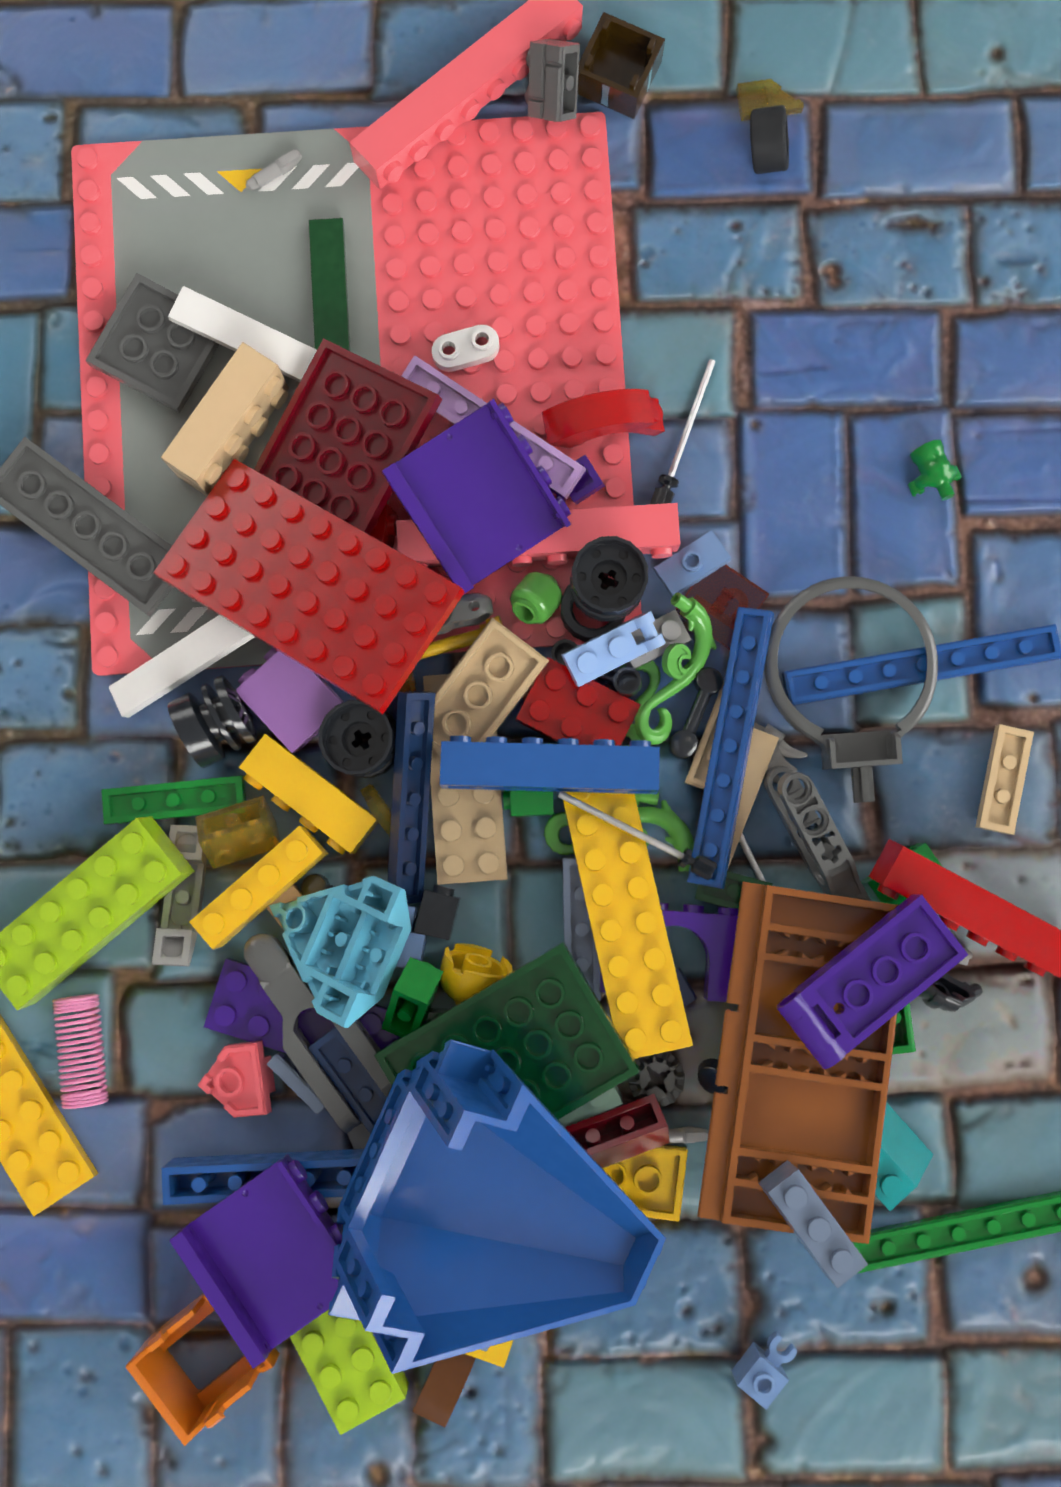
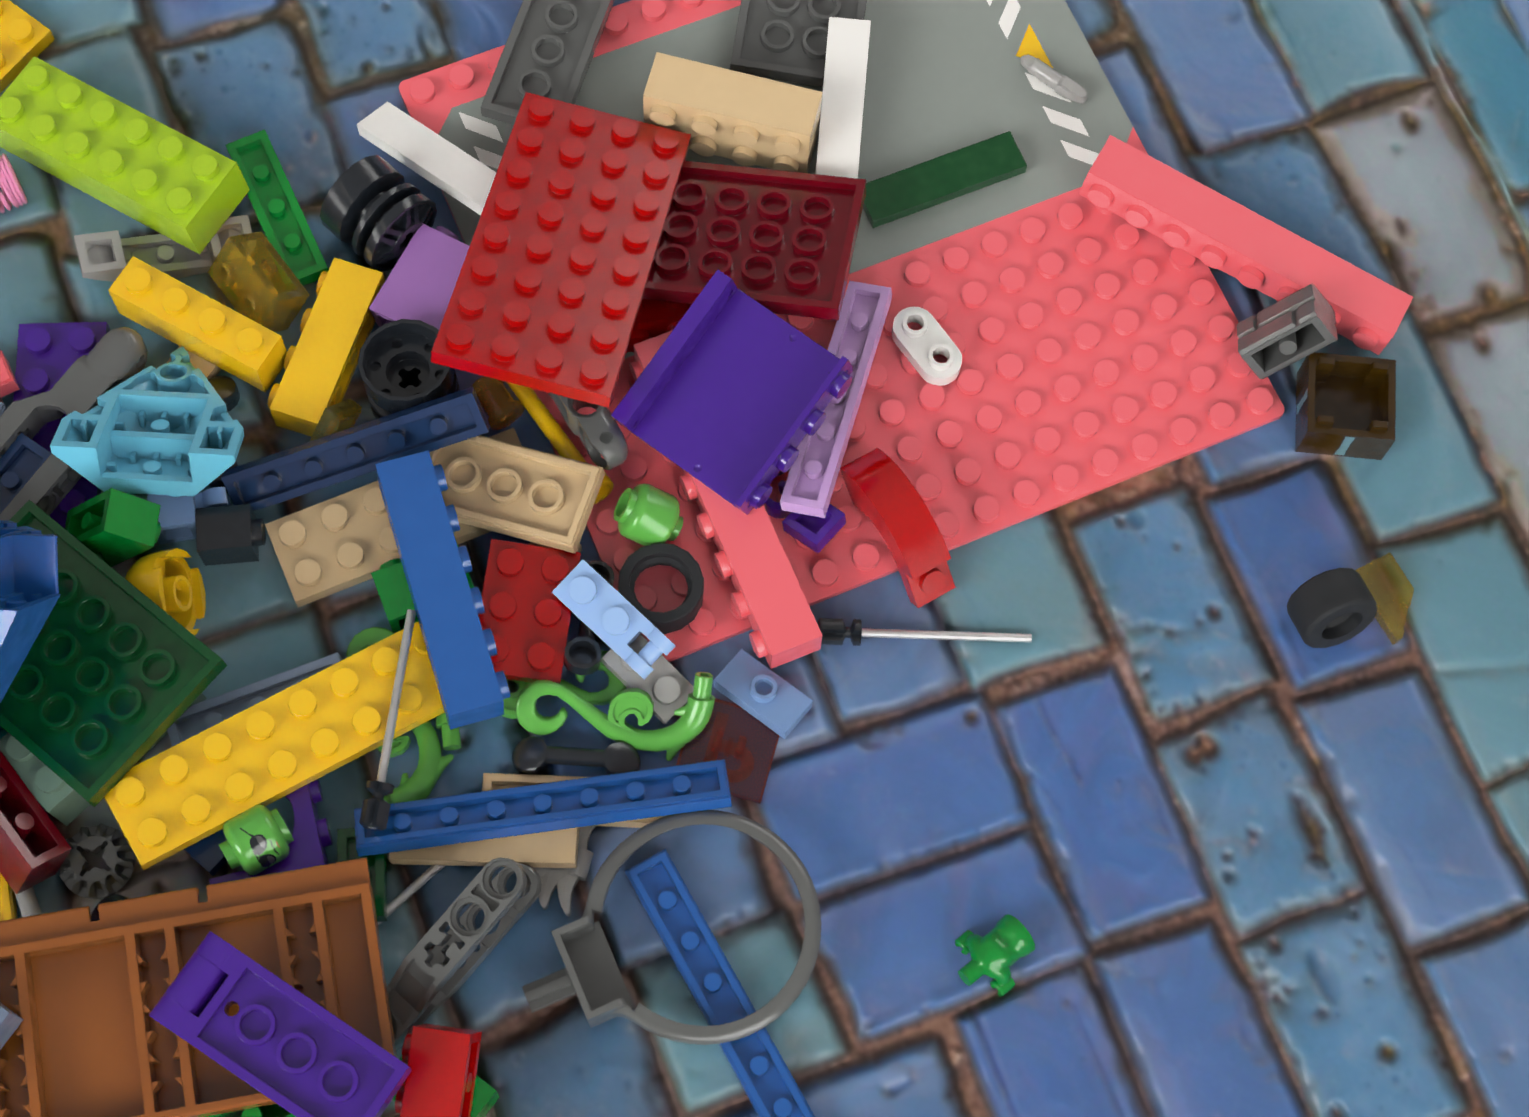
camera: 65 degrees right, 15 degrees down
(611, 558) = (683, 549): black wheel -> none
(695, 958) = (256, 839): none -> bright green head

